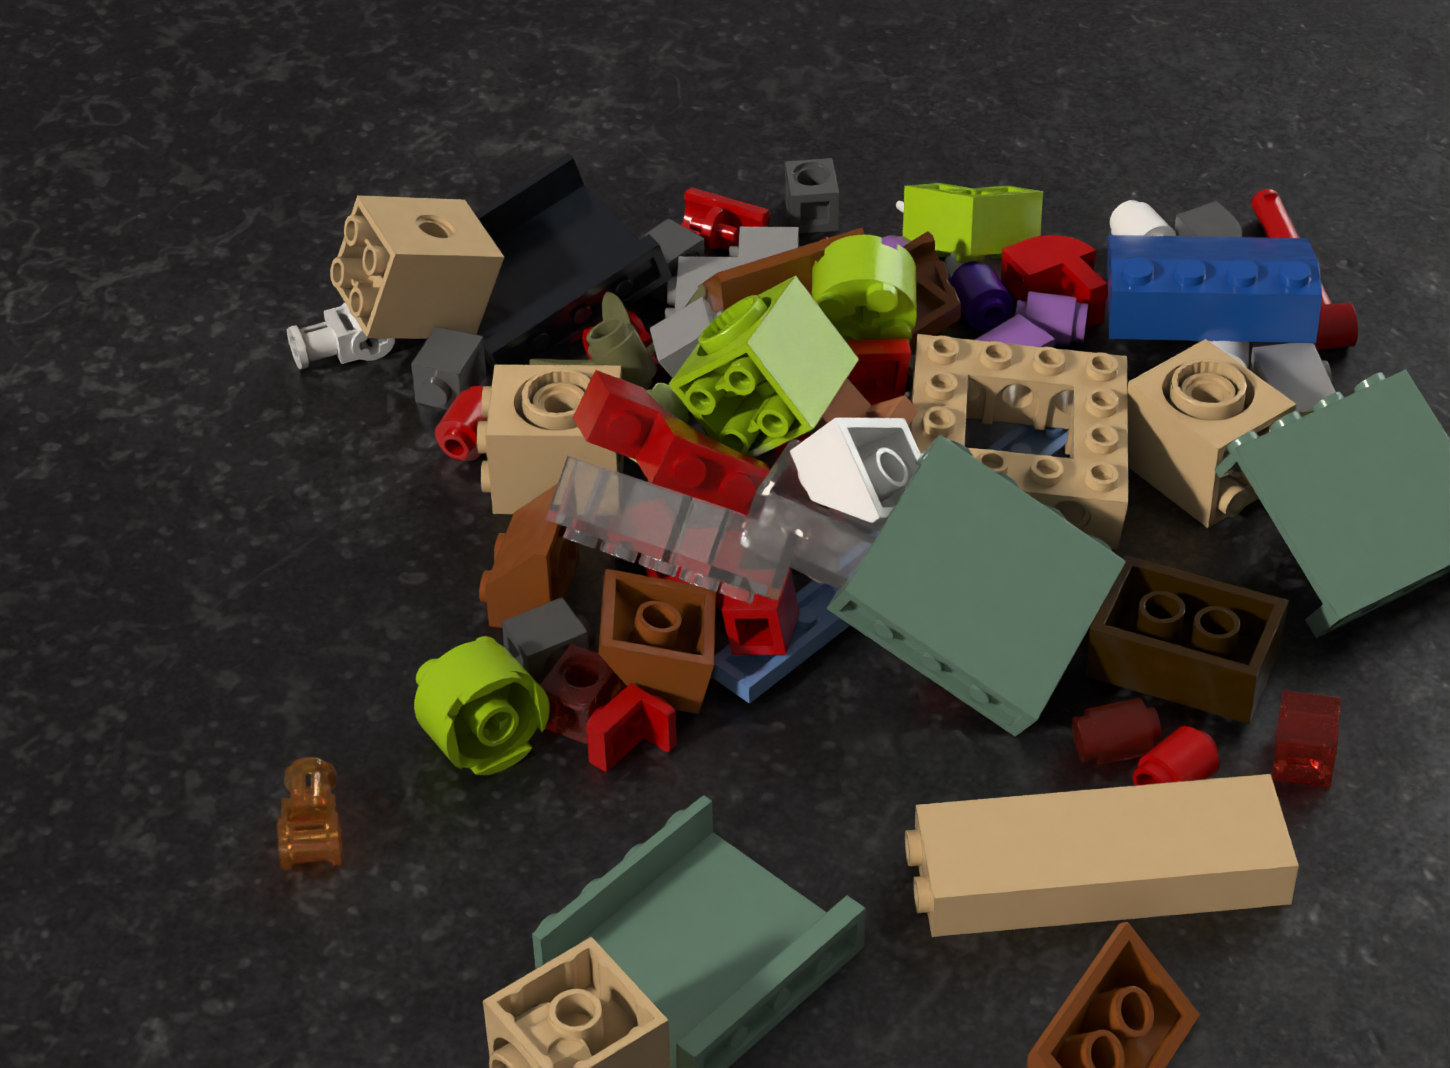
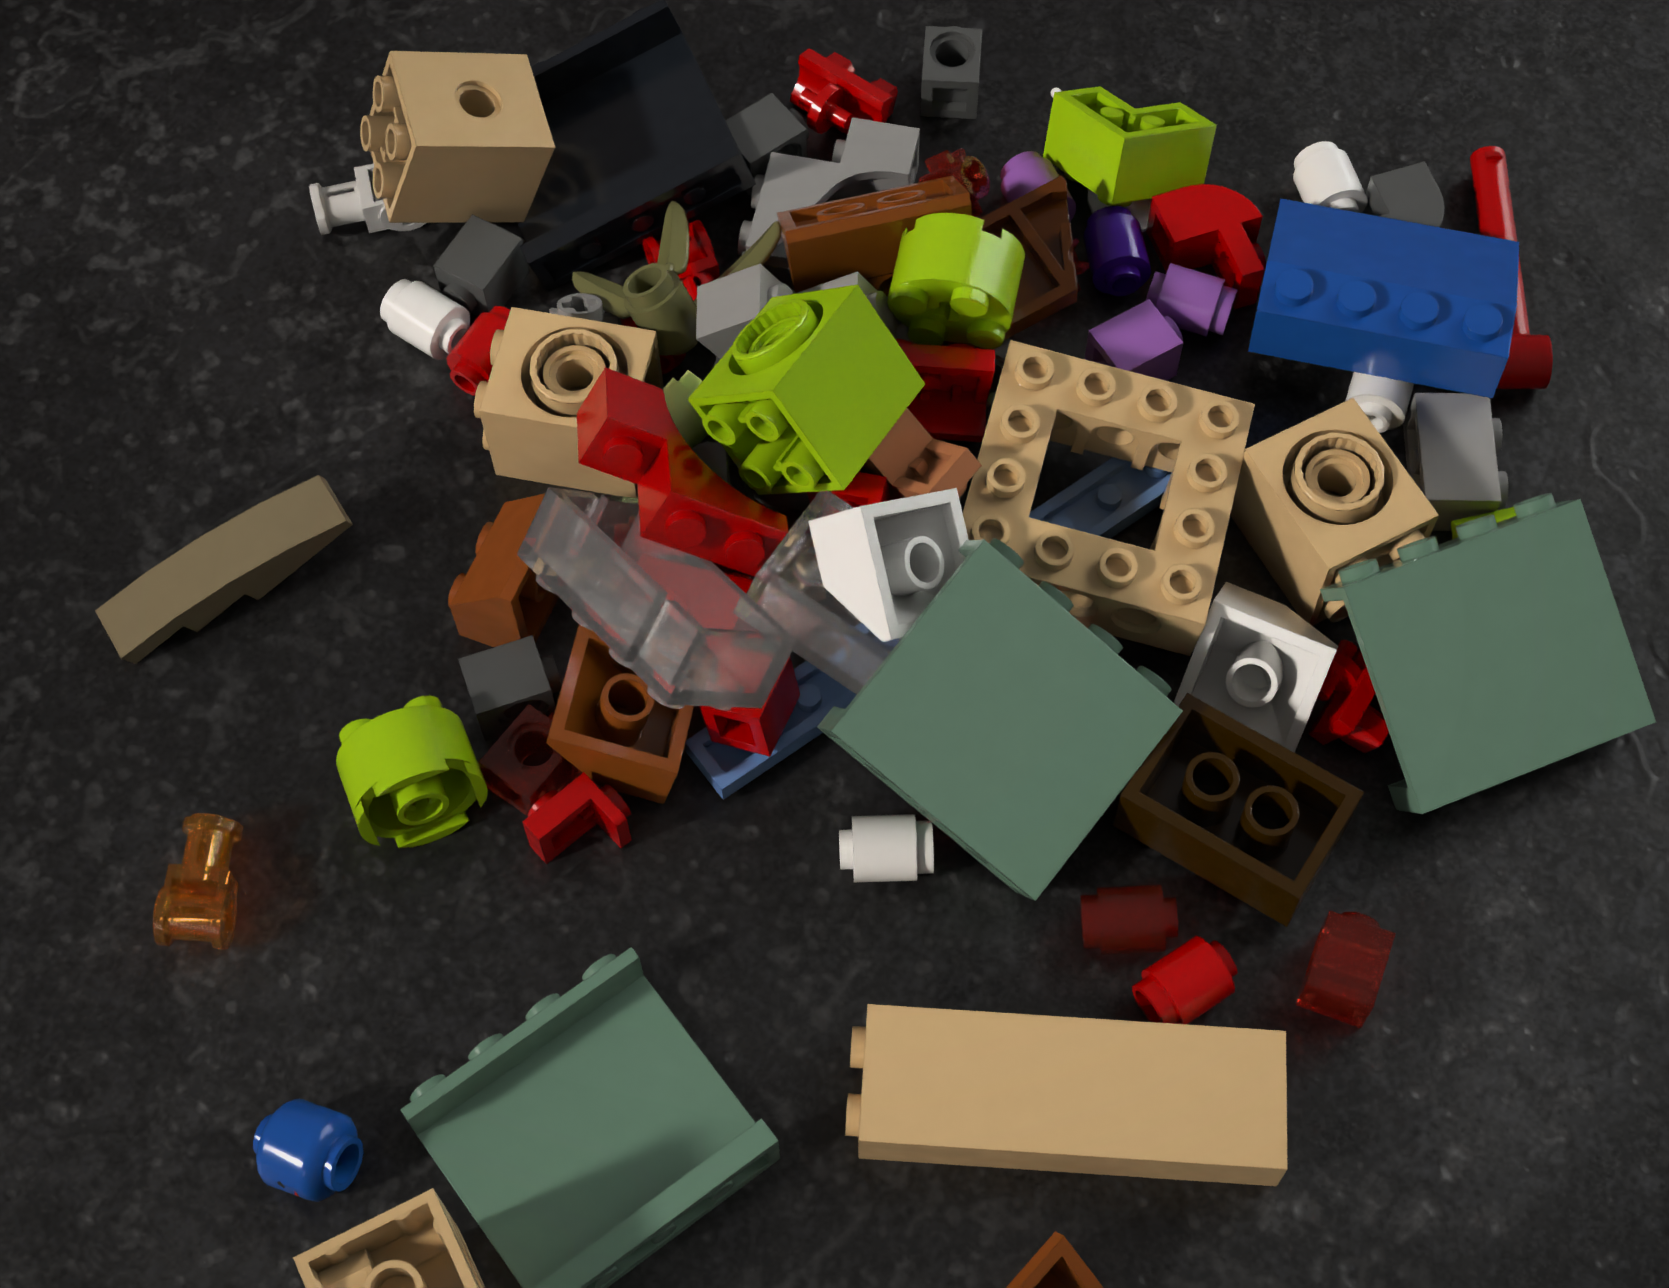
camera: 10 degrees right, 20 degrees up
(270, 597) = (222, 565): none -> dark tan slope
(407, 408) = (424, 317): none -> white brick
(451, 985) = (307, 1150): none -> blue head
(900, 710) = (887, 848): none -> white brick
(1179, 534) = (1258, 664): none -> white slope
(1257, 547) = (1348, 708): none -> red hips

